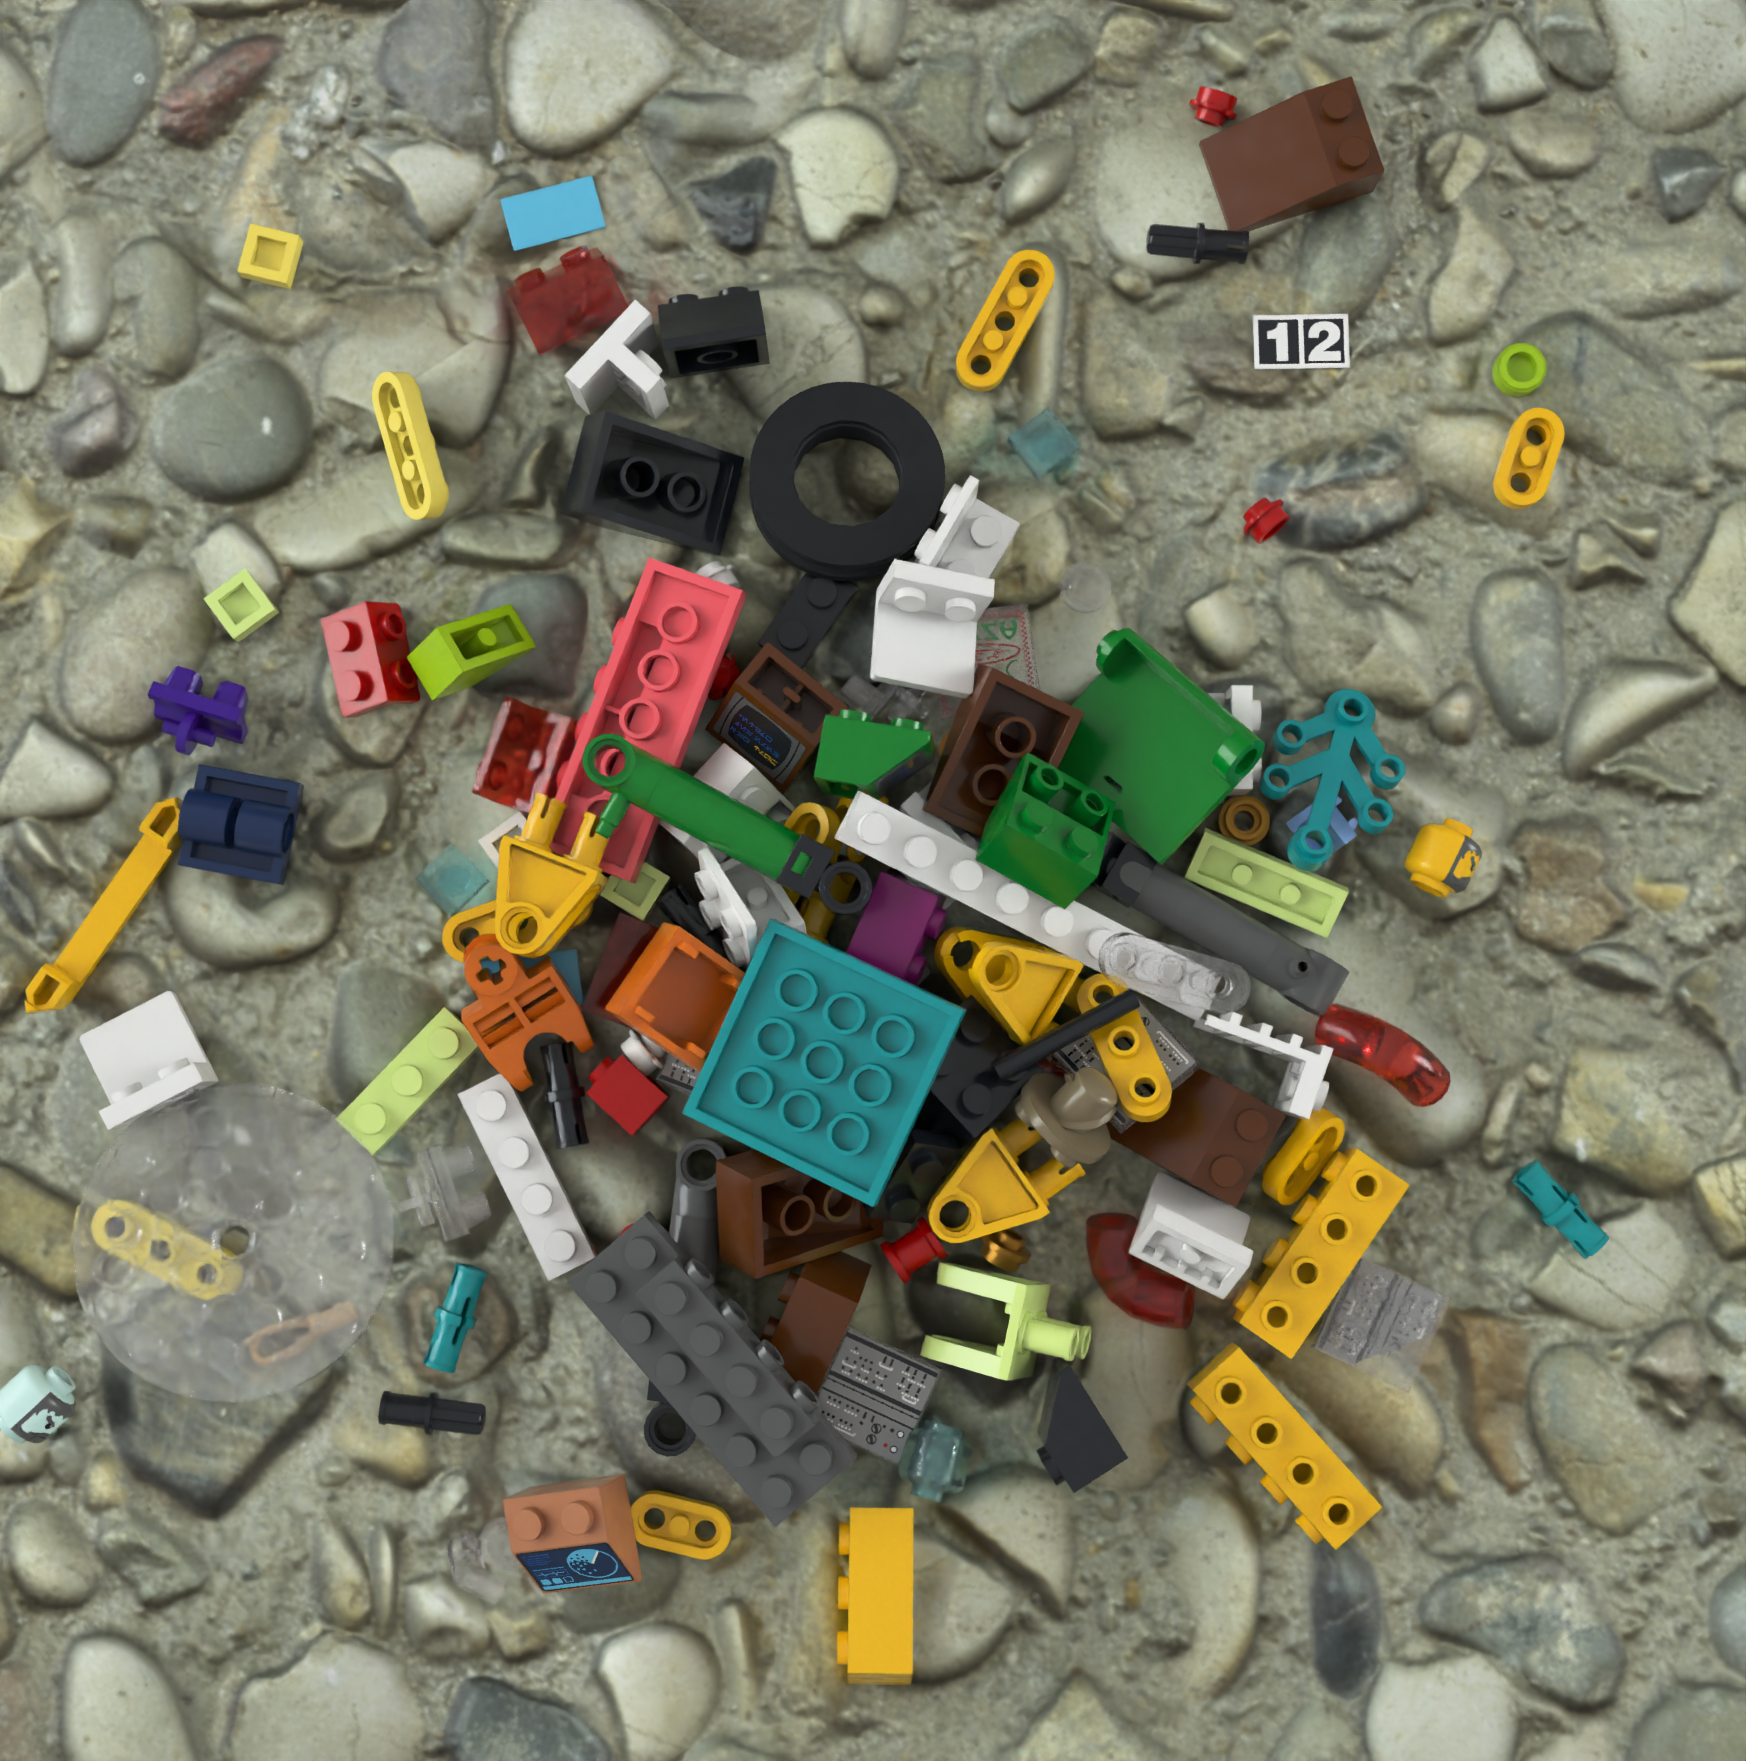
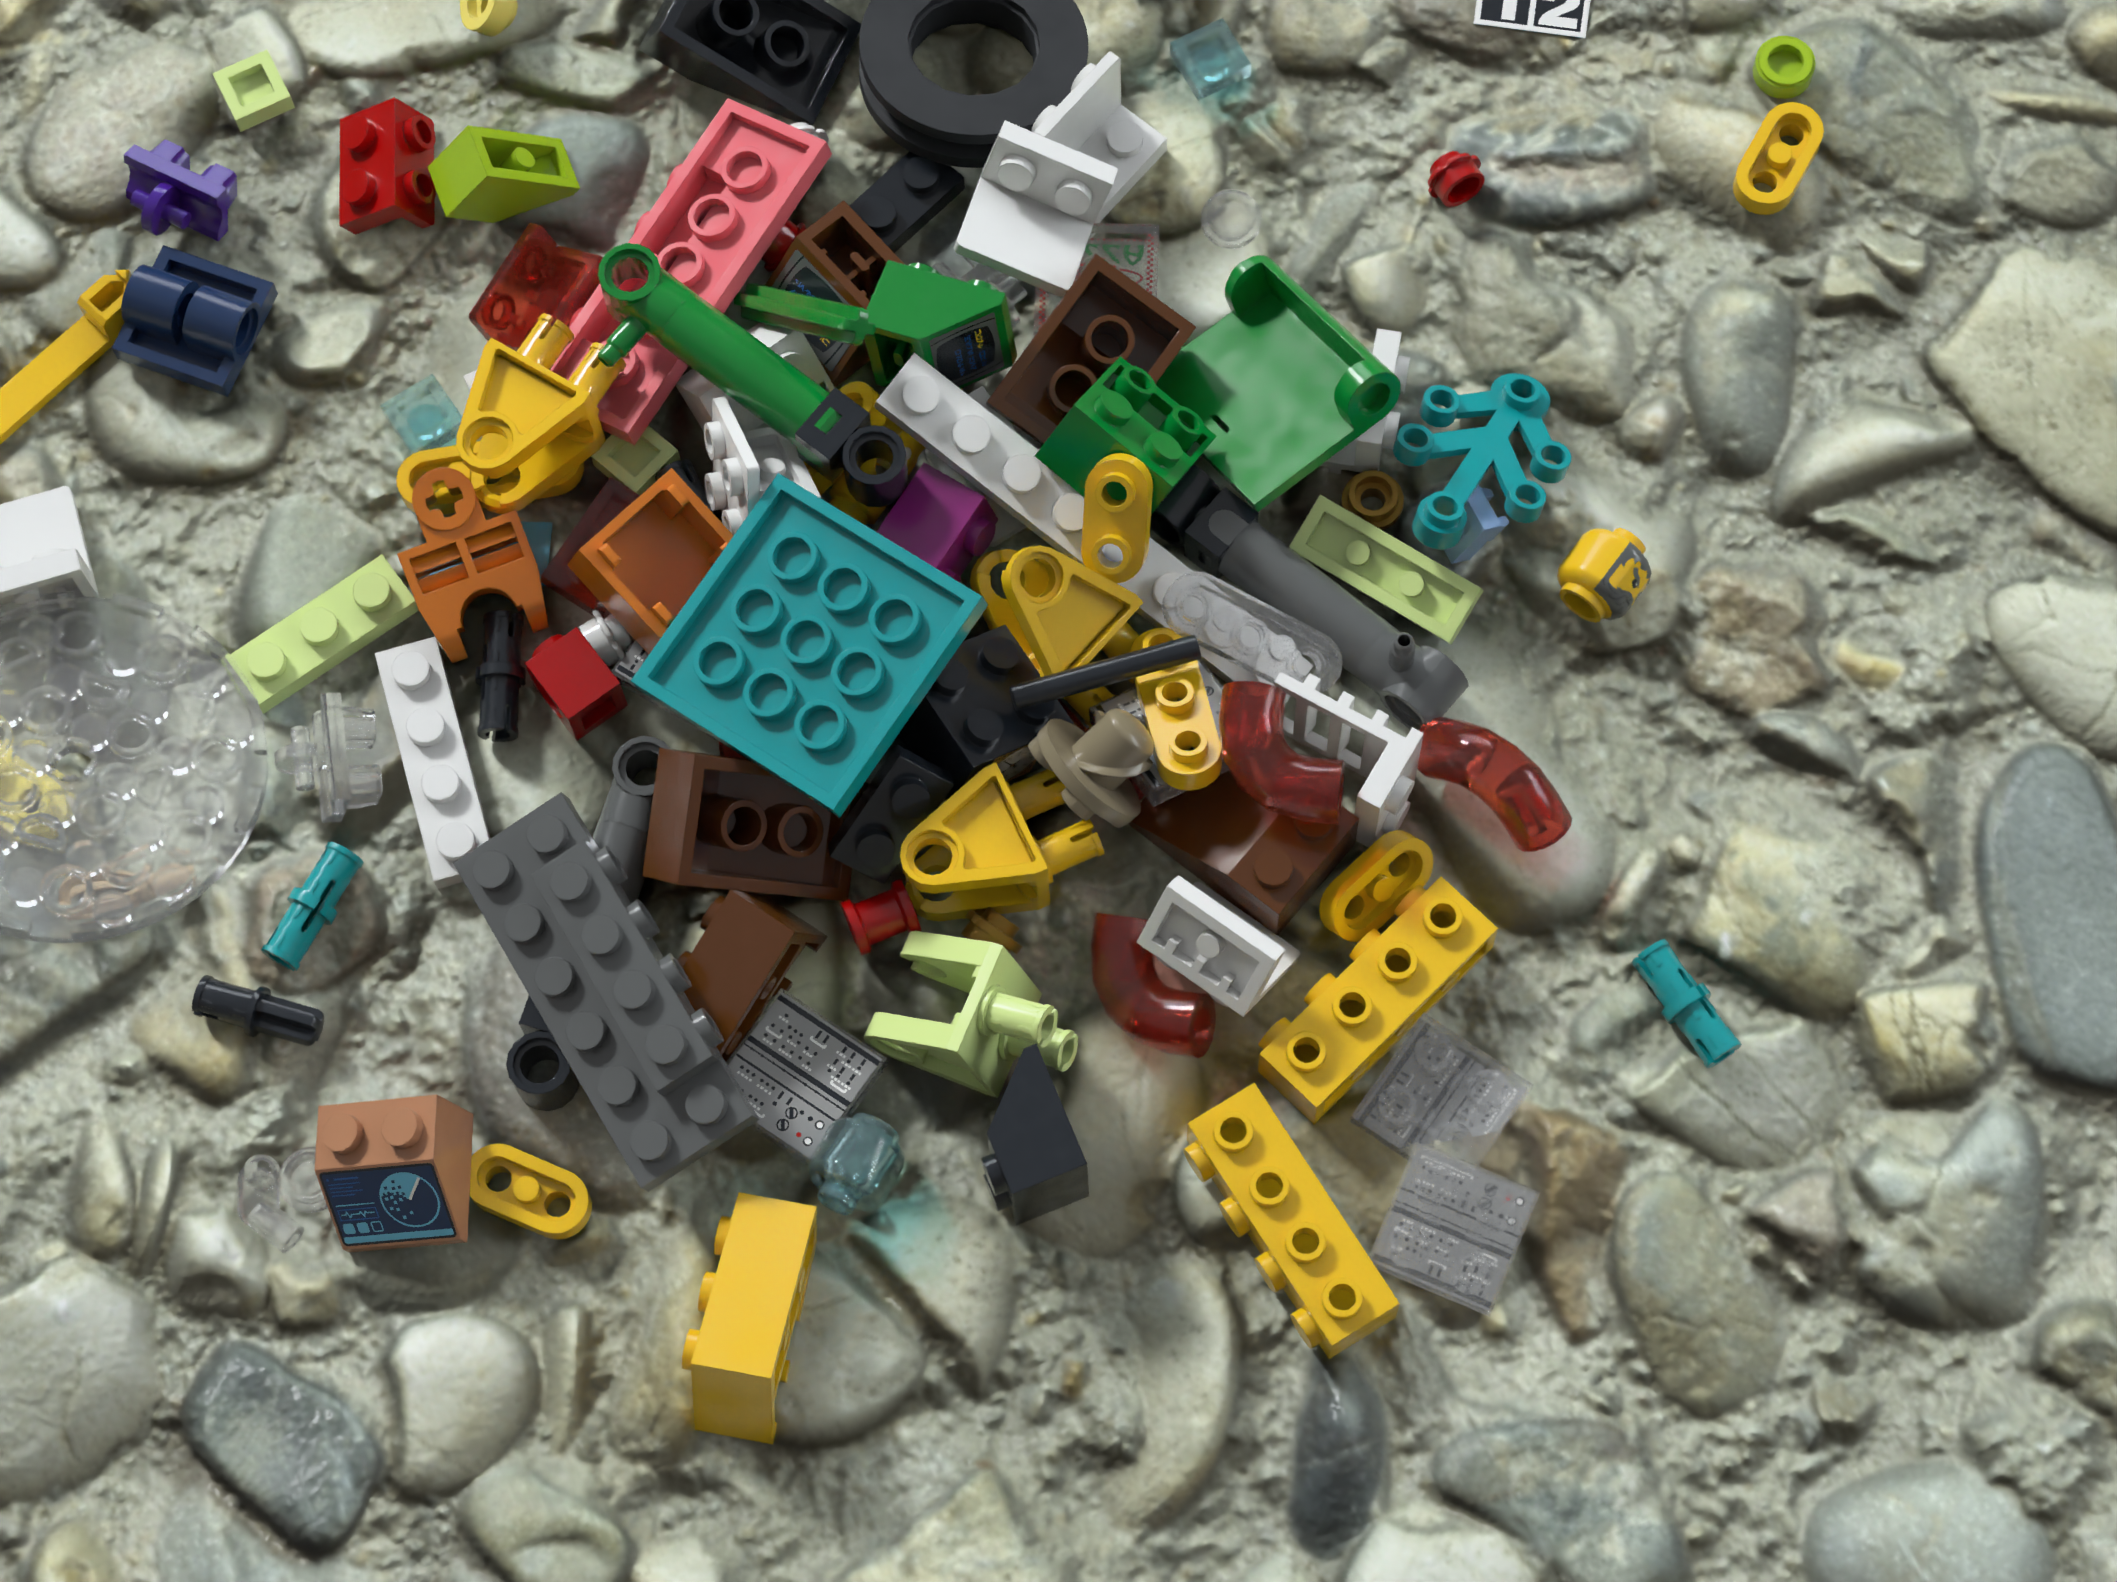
camera: 15 degrees right, 15 degrees down
(760, 763) = (805, 314): none -> green axle
(1054, 910) = (1117, 521): none -> yellow plate
(1213, 1097) = (1266, 765): none -> clear red cylinder
(1409, 1428) = (1453, 1228): none -> clear tile

